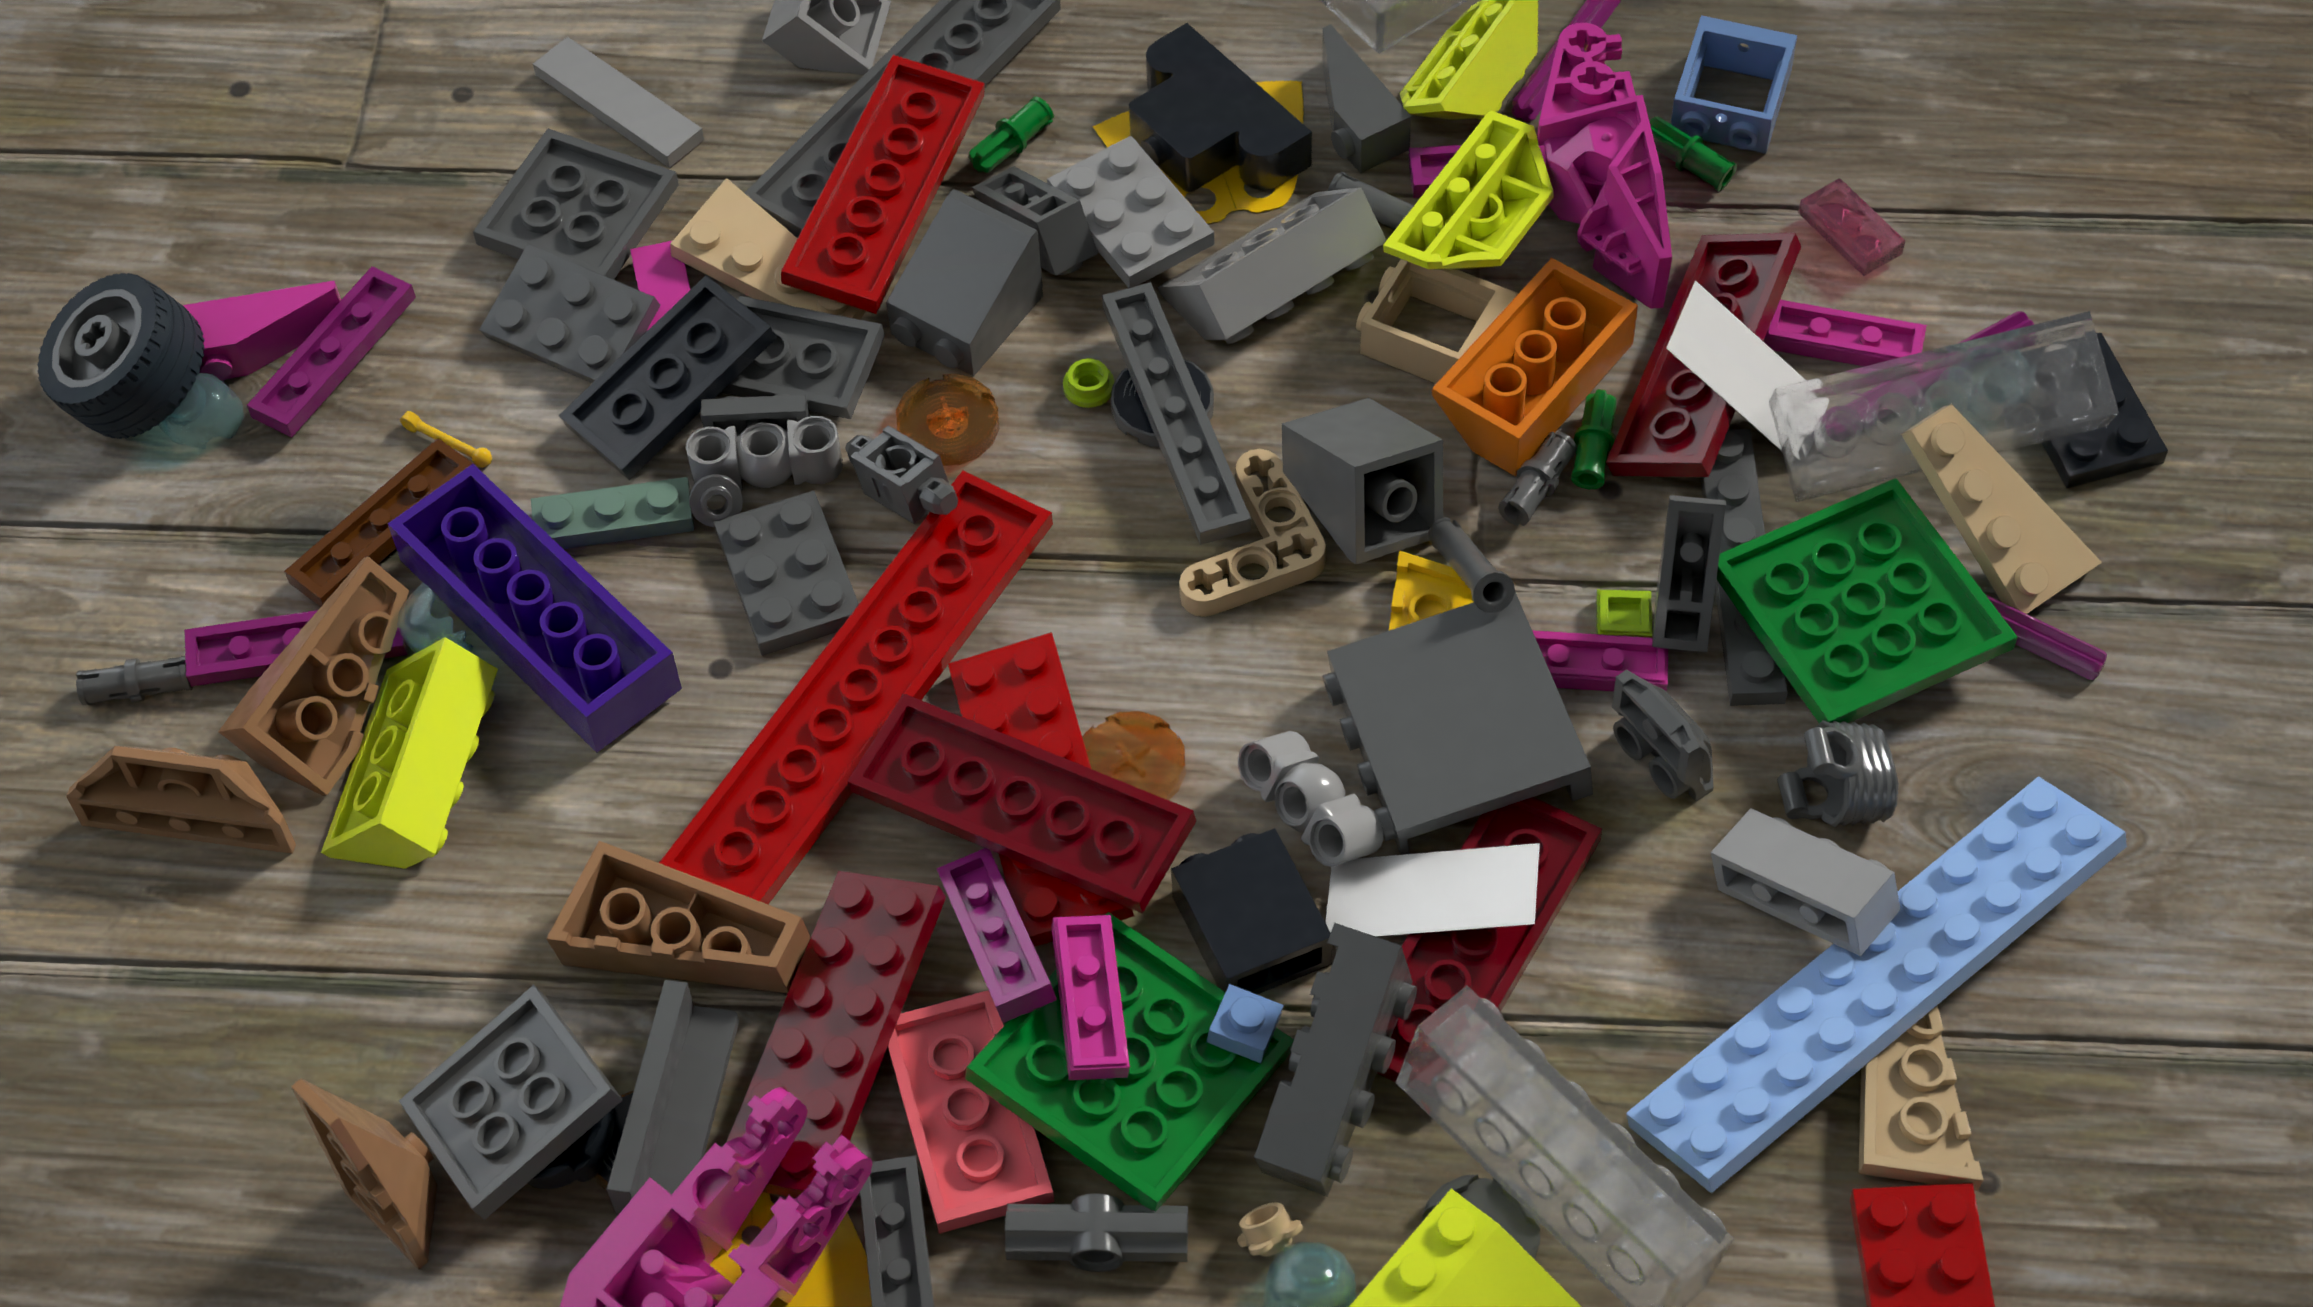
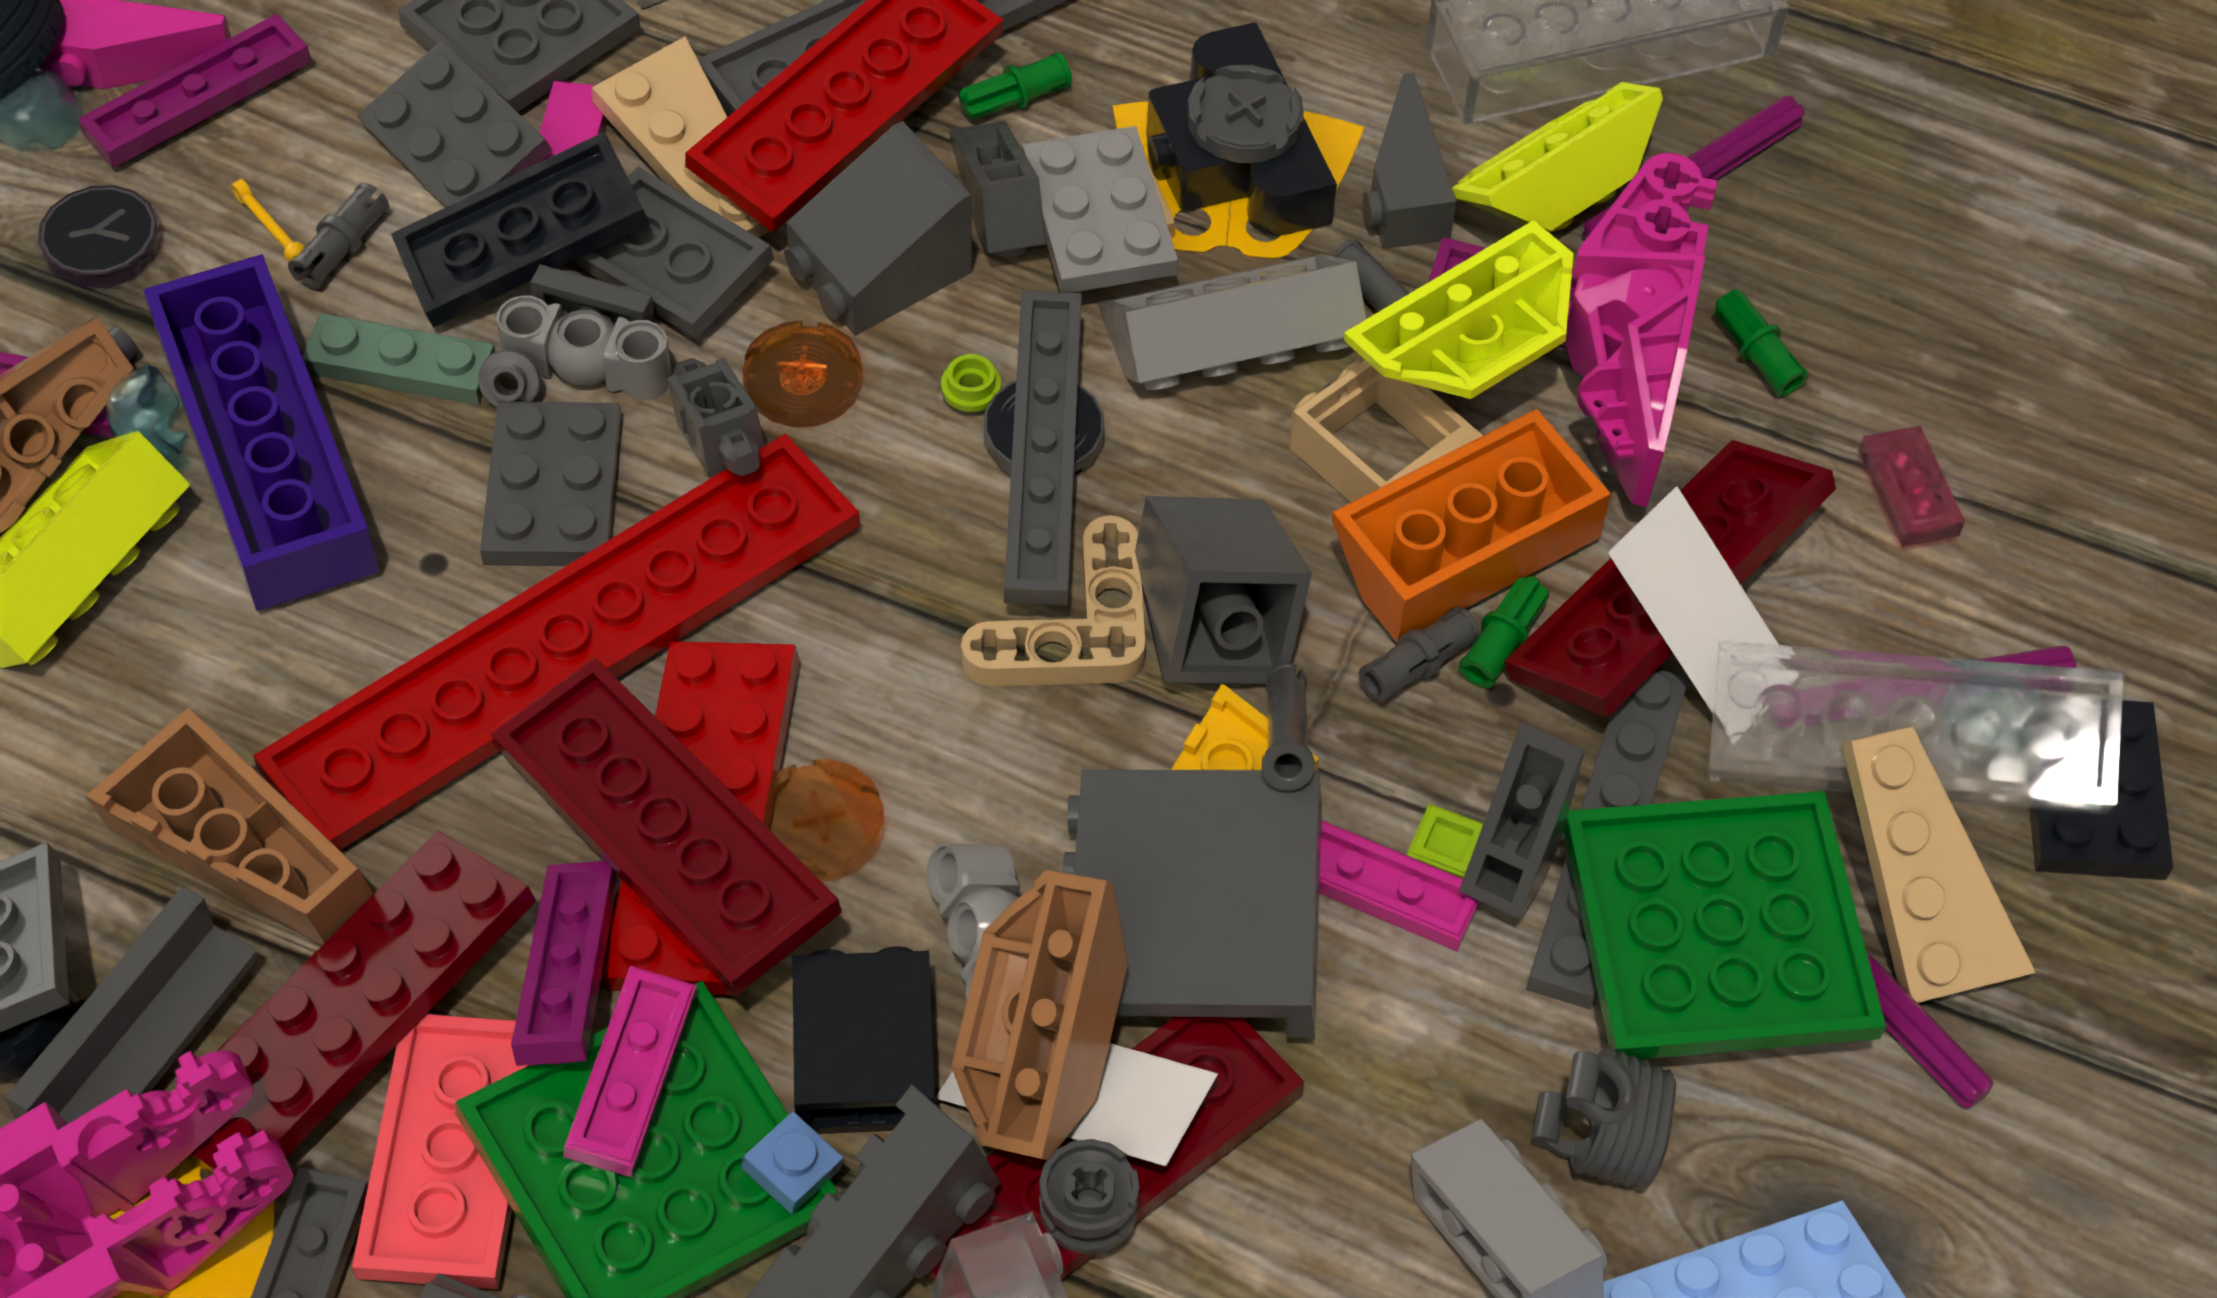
camera: 15 degrees right, 0 degrees up
(308, 494) = (99, 236): none -> black tile
(366, 528) = (120, 296): reddish brown plate -> none
(513, 431) = (338, 236): none -> dark grey pin
(1215, 98) = (1245, 114): none -> dark grey tile
(1389, 839) = (1041, 1014): none -> medium nougat wedge
(1487, 962) = (1088, 1196): none -> dark grey wheel
(1661, 727) = (1423, 989): dark grey slope -> none
(1718, 46) = (1846, 232): medium blue window -> none
(1841, 334) = (1845, 605): dark pink tile -> none

